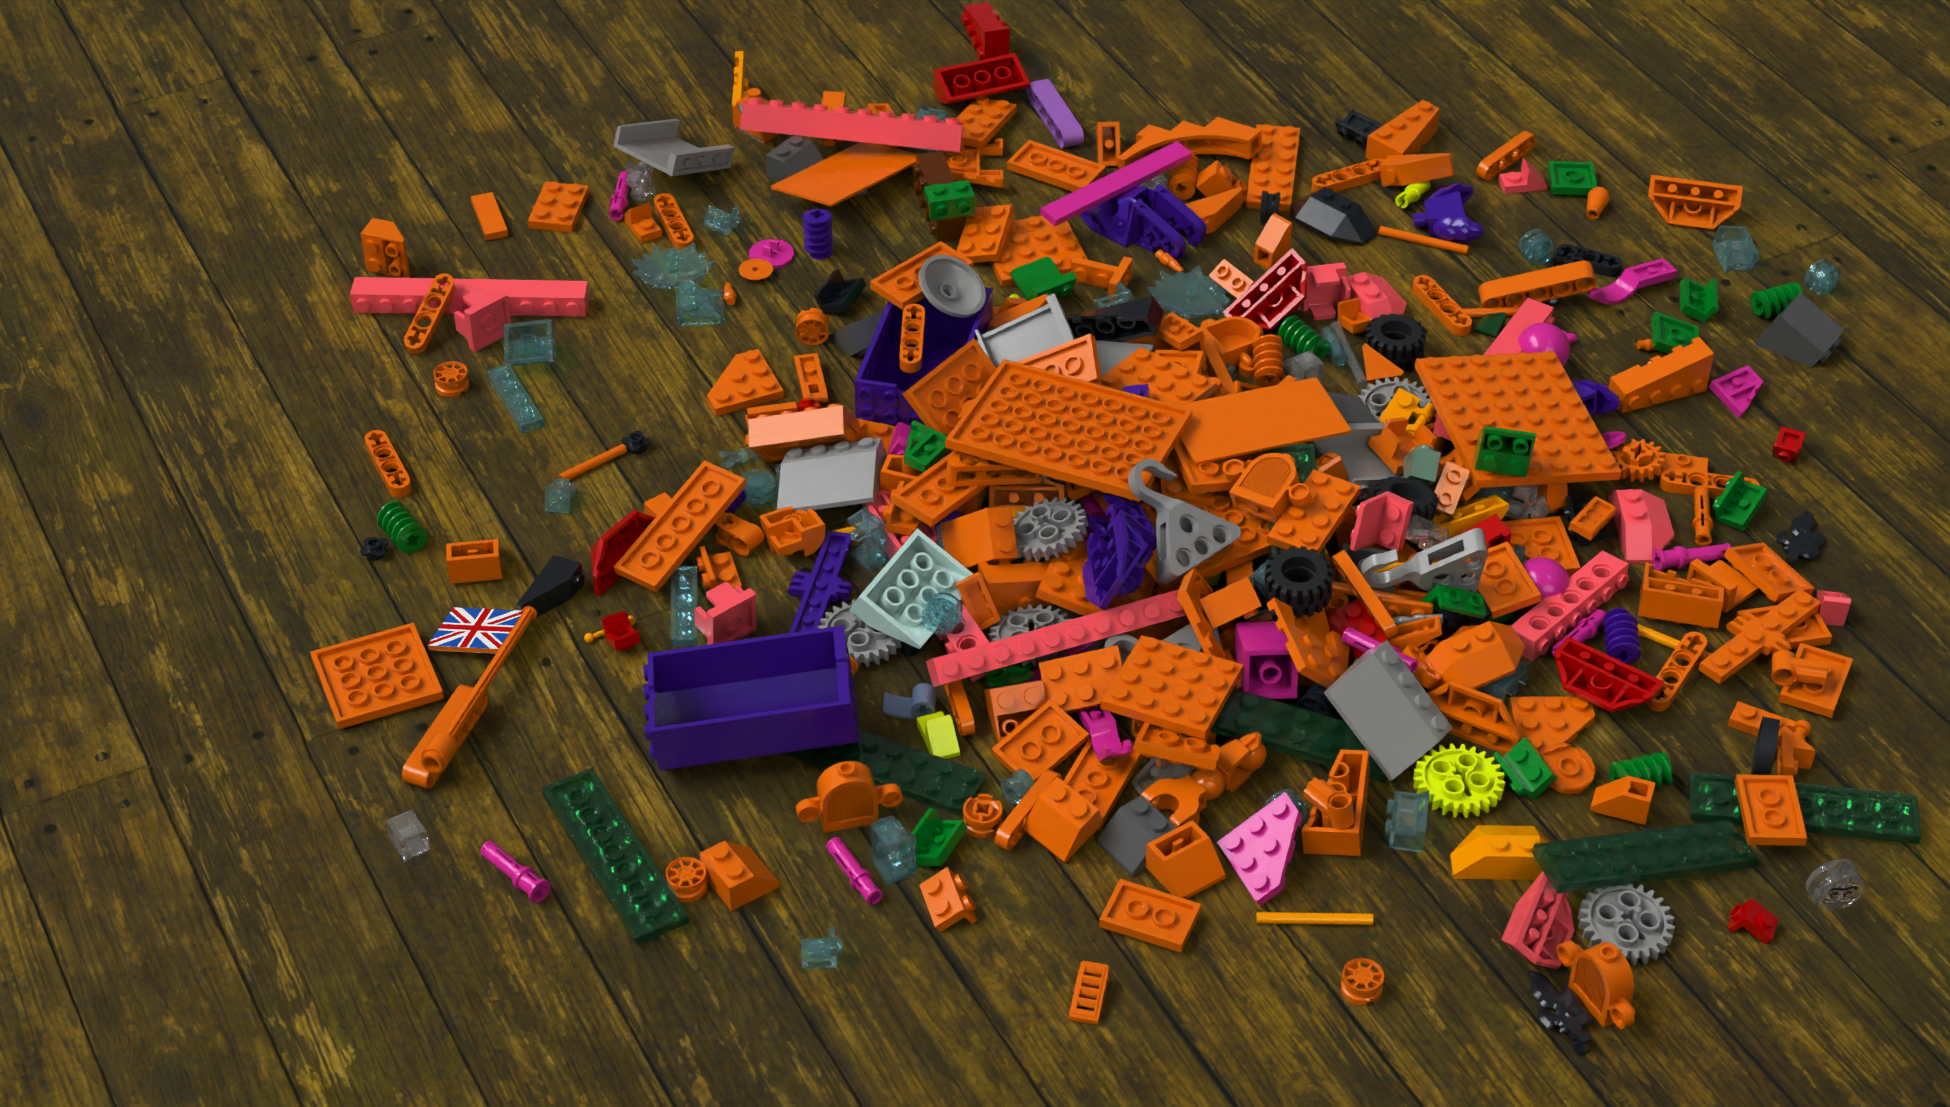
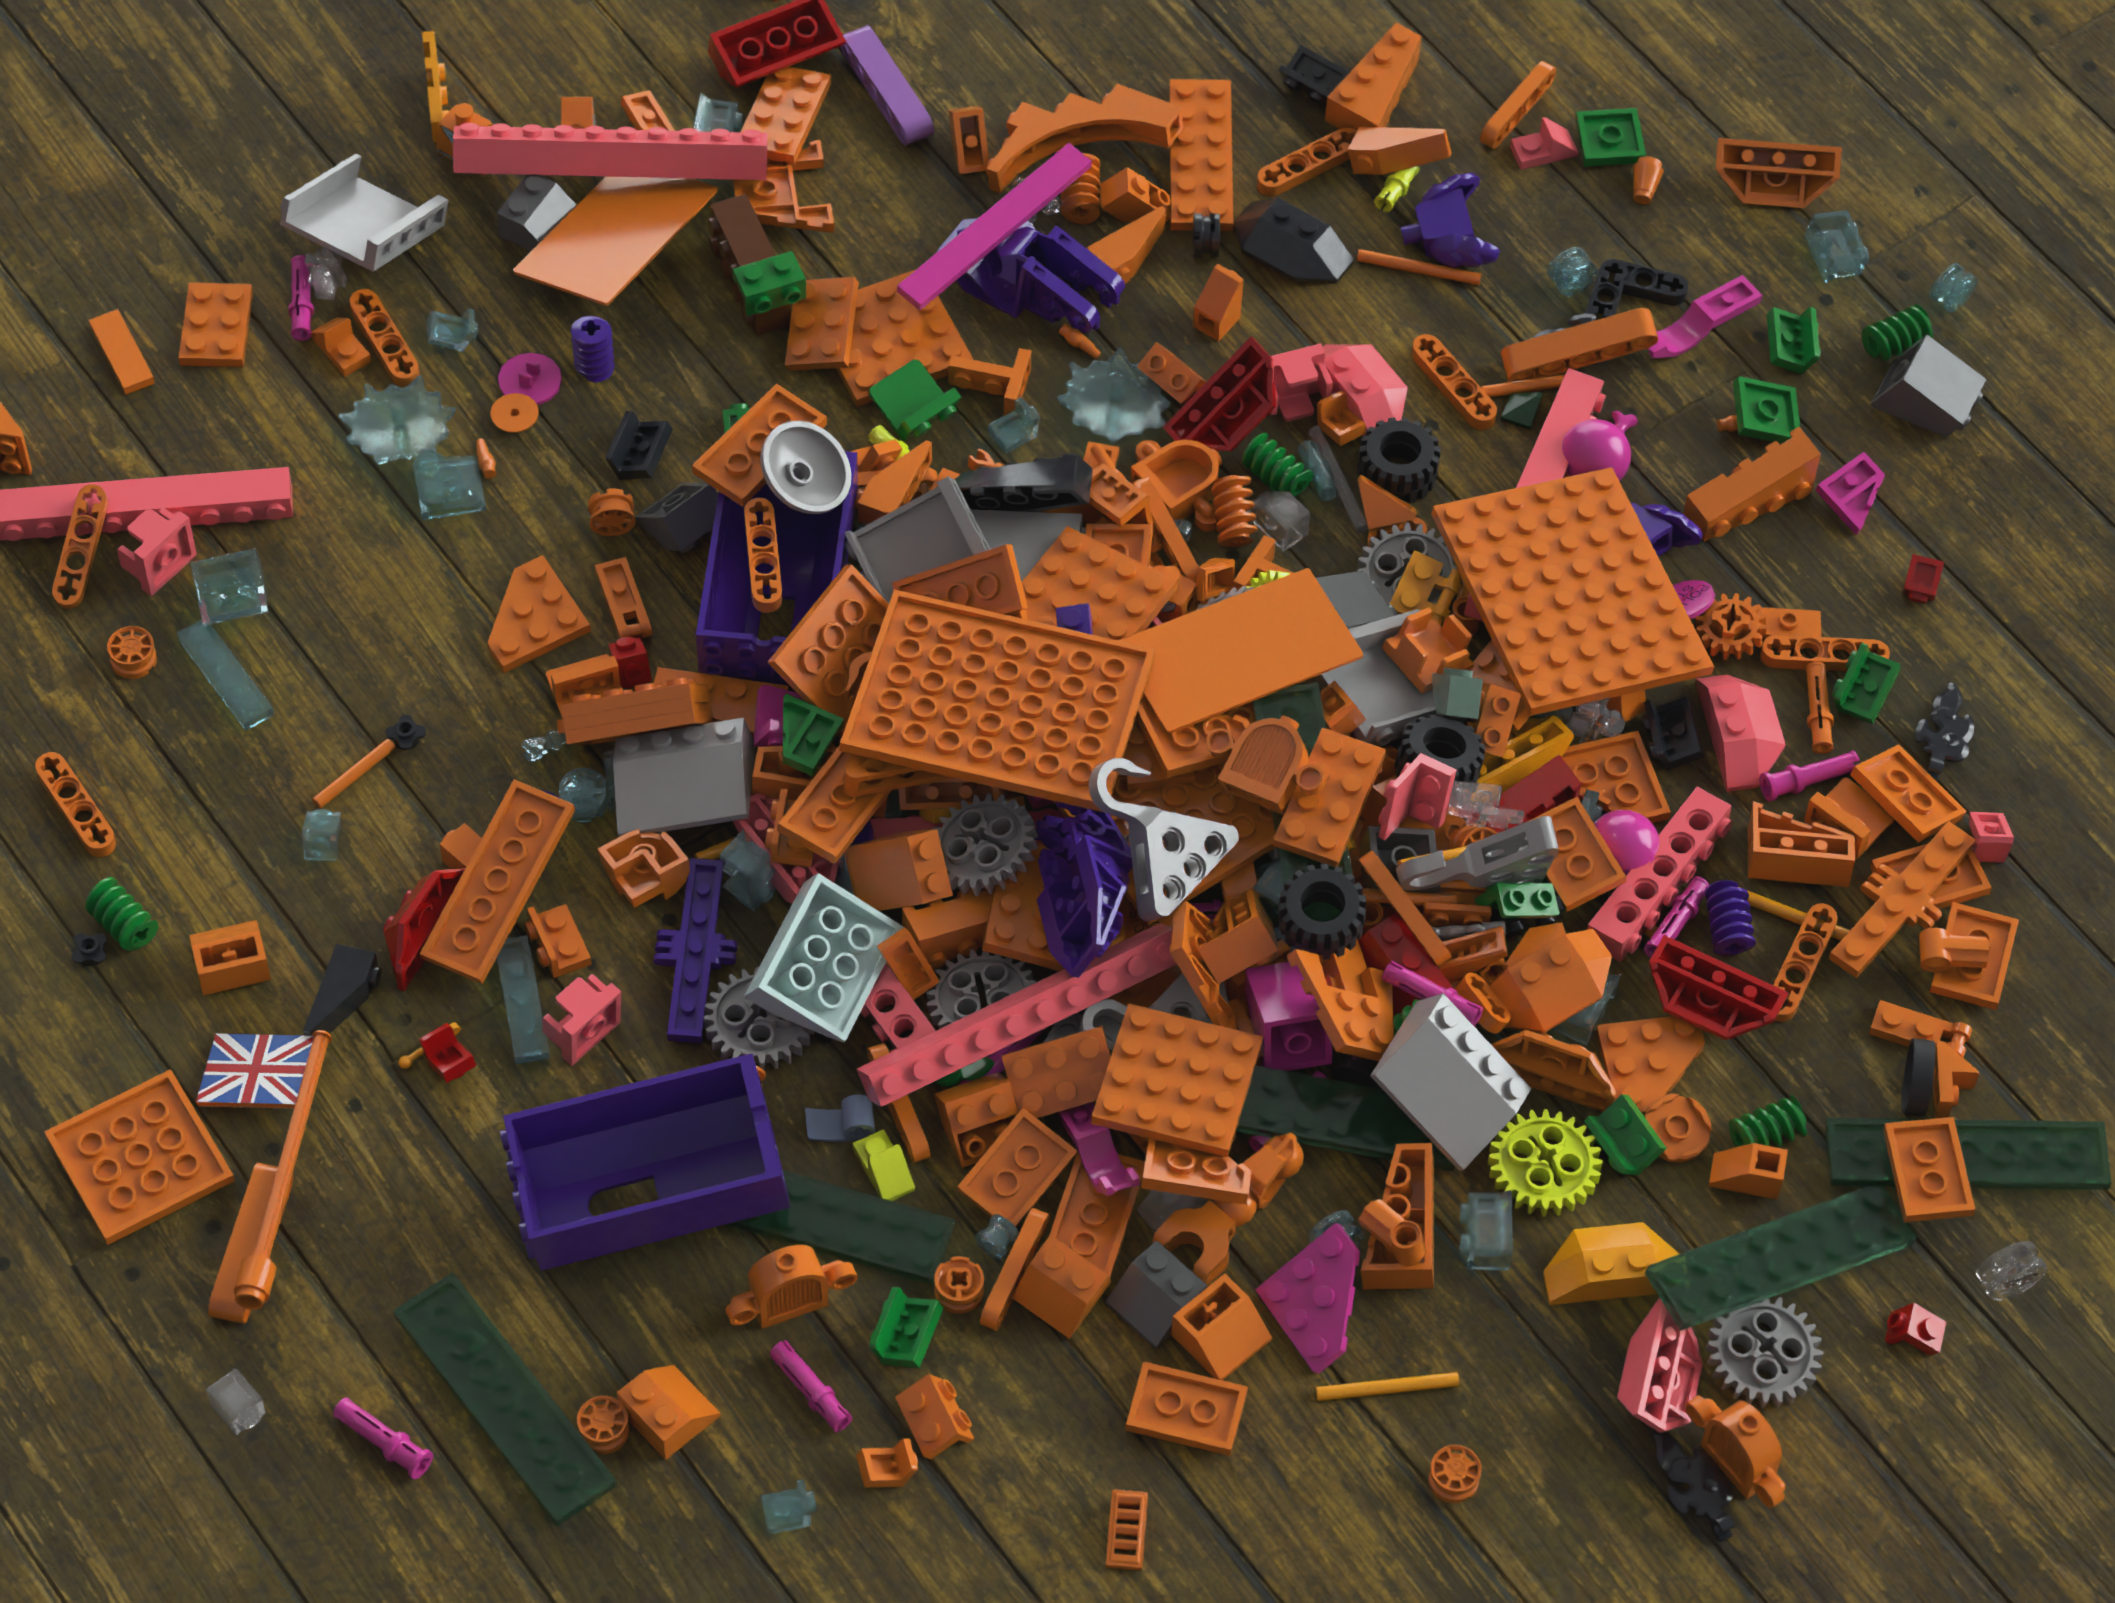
camera: 10 degrees left, 15 degrees up
(738, 534) = (574, 877): orange piece -> none
(892, 849) = (856, 1356): clear light blue window -> none
(904, 929) = (887, 1465): none -> orange bracket
(943, 612) = (867, 991): clear light blue wheel -> none
(1055, 166) = (902, 186): orange plate -> none
(1504, 451) = (1563, 668): green slope -> none
(1593, 518) = (1681, 737): orange plate -> none

